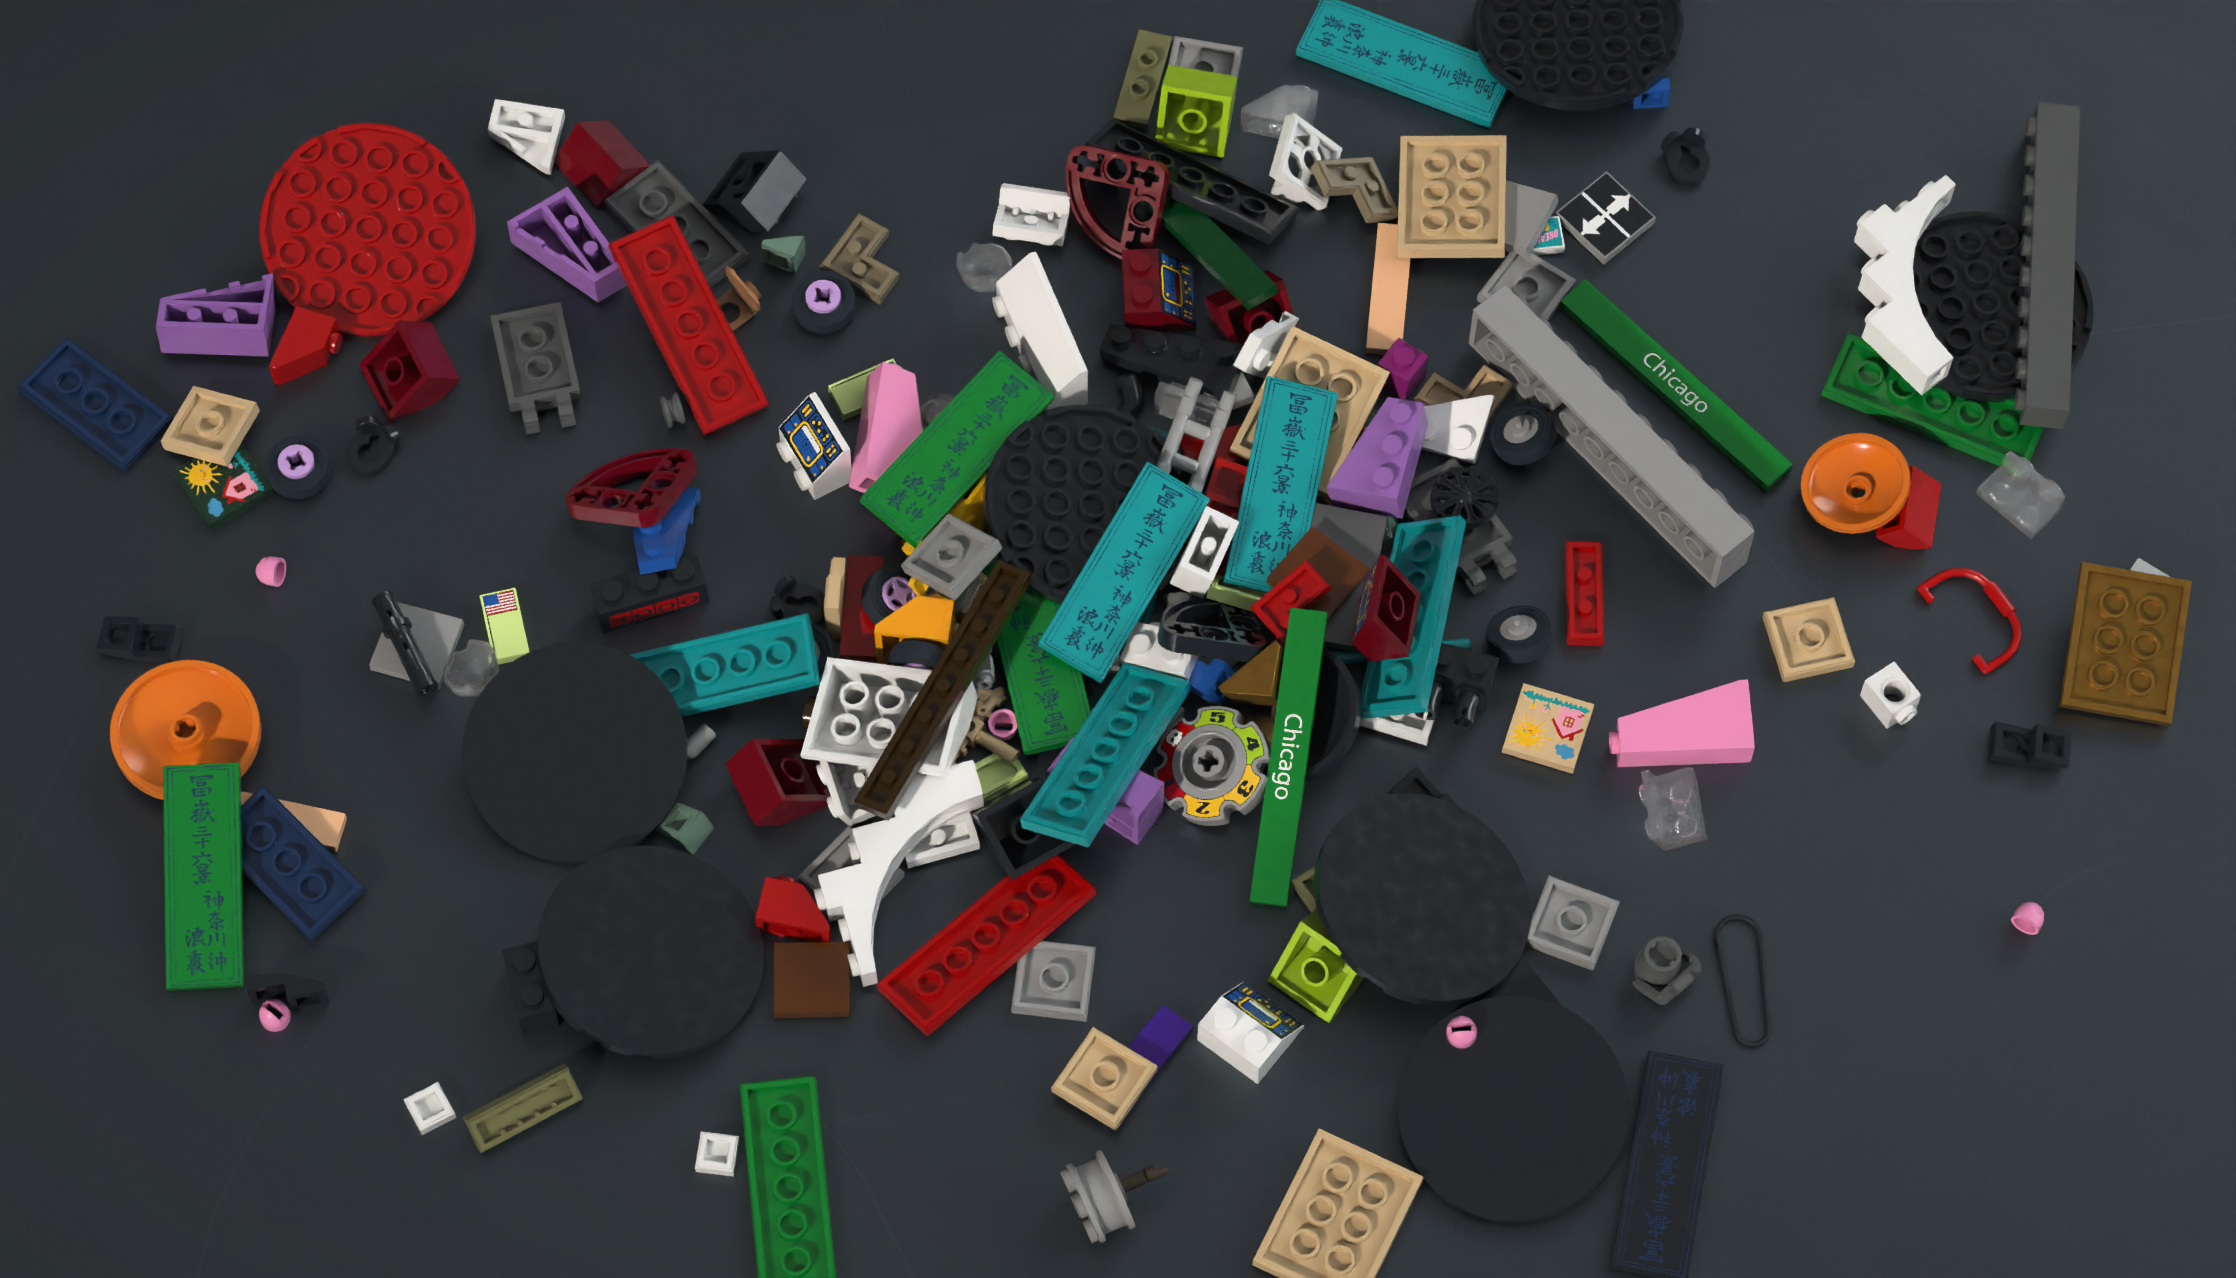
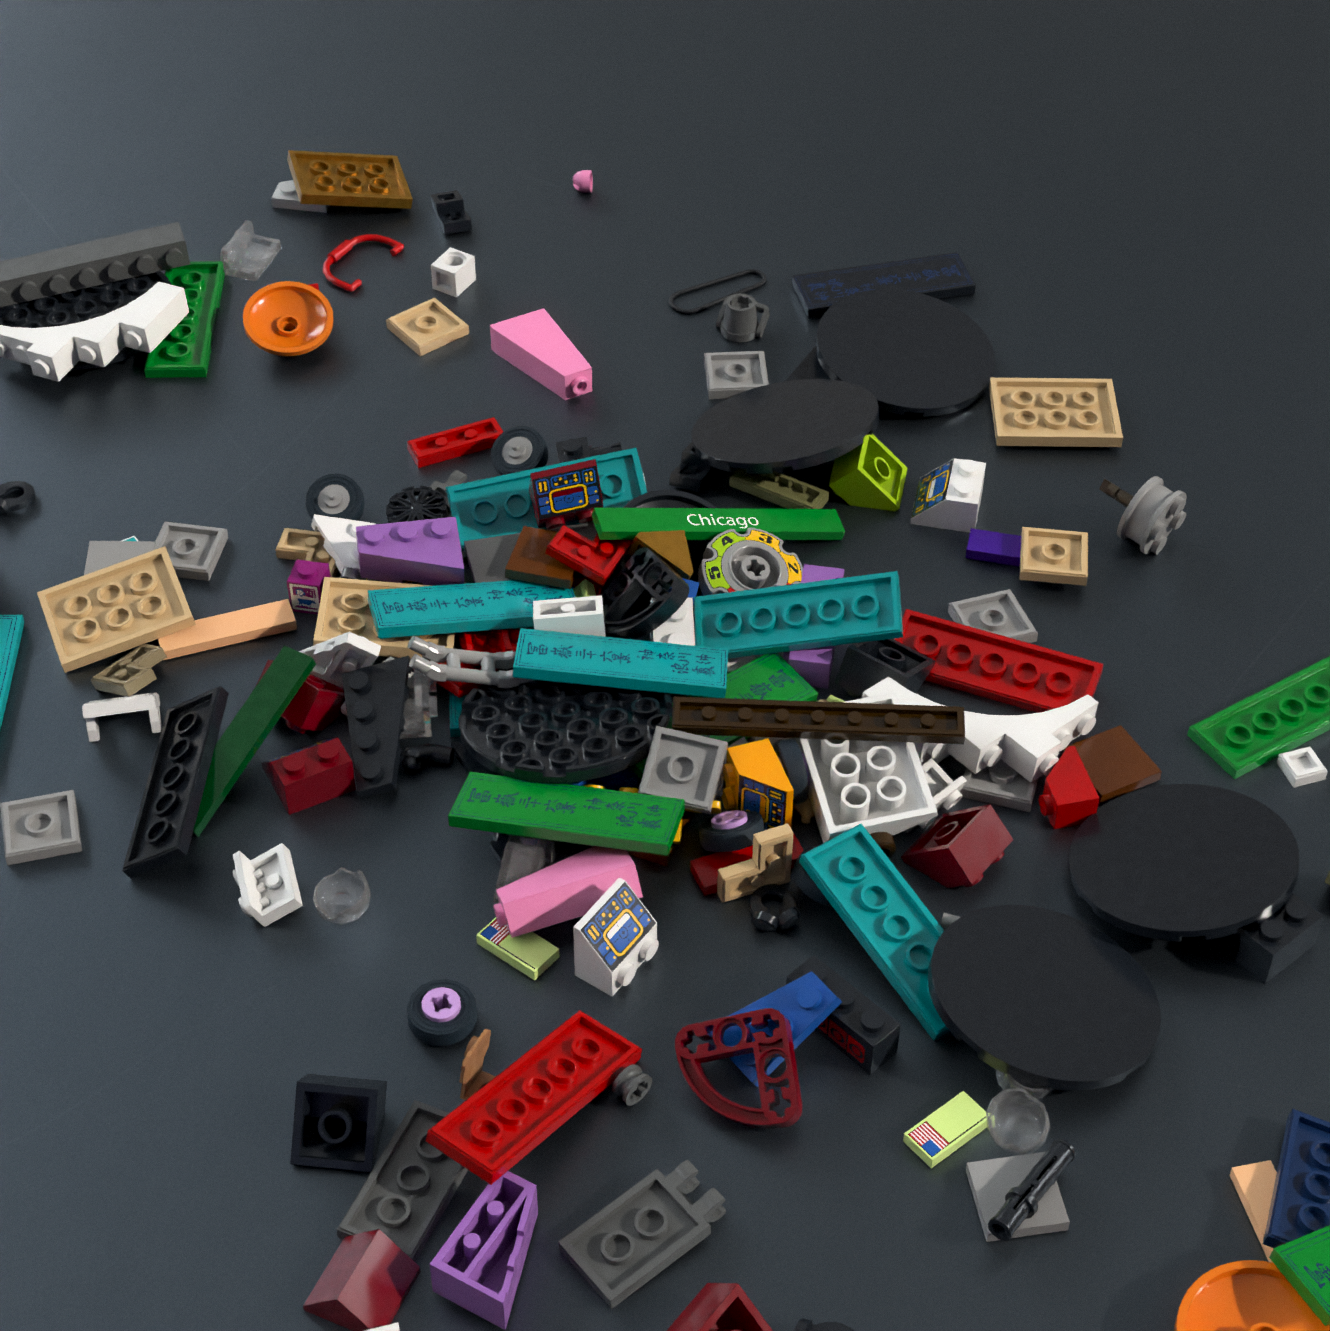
camera: 115 degrees left, 20 degrees down
(685, 827) = (1044, 897): sand green slope -> none
(784, 252) = (400, 1061): sand green slope -> none
(855, 262) = (376, 1017): dark tan tile -> none
(1041, 332) = (397, 816): white slope -> none
(1139, 192) = (263, 802): dark red beam -> none
(1143, 79) = (64, 866): olive plate -> none
(1196, 110) = (92, 799): lime slope -> none
(1267, 113) = (67, 745): clear slope -> none
(1461, 1039) = (873, 378): bright pink hinge -> none
(1548, 728) = (592, 420): tan tile -> none
(1605, 218) = (90, 520): black tile -> none
(1612, 436) = (310, 447): light grey brick -> none
(1673, 808) = (612, 344): clear bracket -> none
(1676, 385) = (236, 447): green tile -> none

